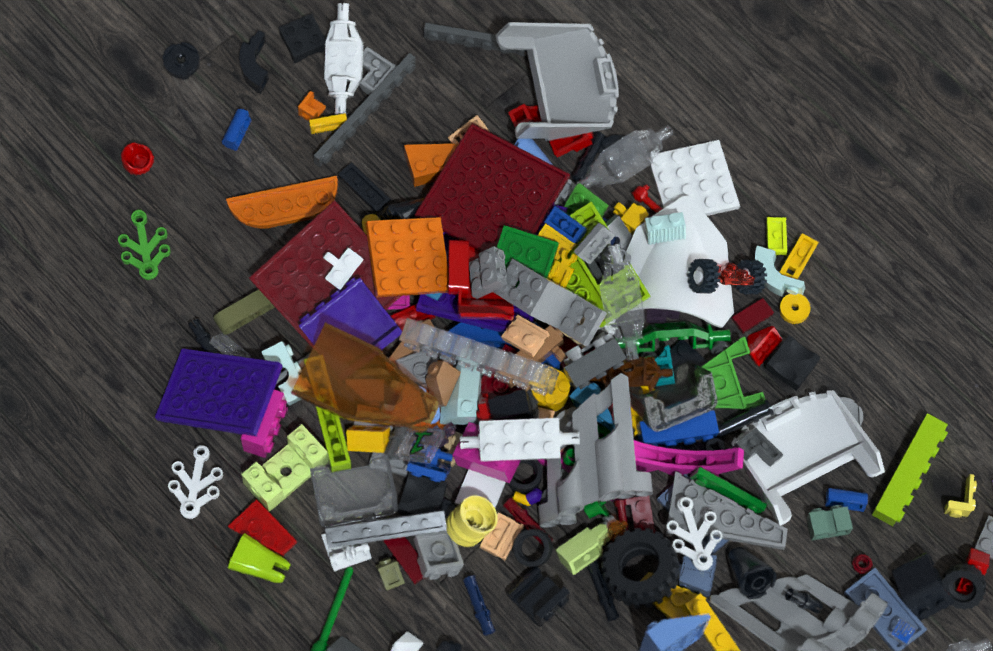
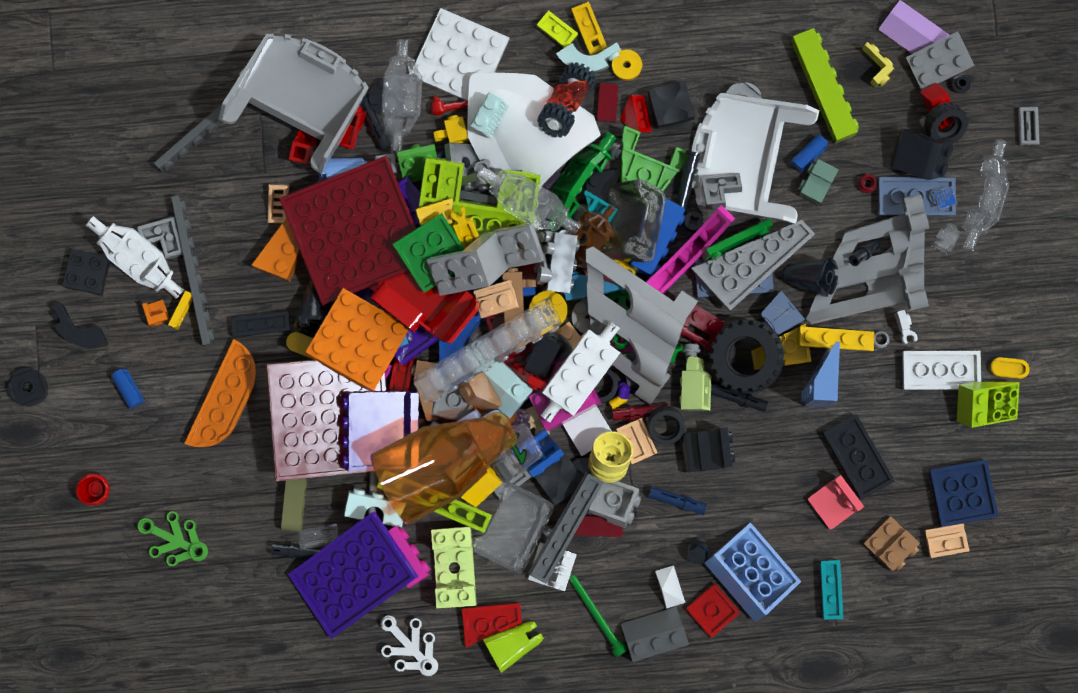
camera: 45 degrees left, 15 degrees up
(342, 268) = (327, 400): white plate -> none
(390, 573) = (600, 550): olive bracket -> none
(488, 272) = (421, 288): light grey plate -> none
(565, 225) = (429, 195): blue brick -> none
(594, 243) = (465, 185): light grey bracket -> none
(617, 528) = (702, 349): clear orange plate -> none
(694, 536) = (755, 296): white plant -> none

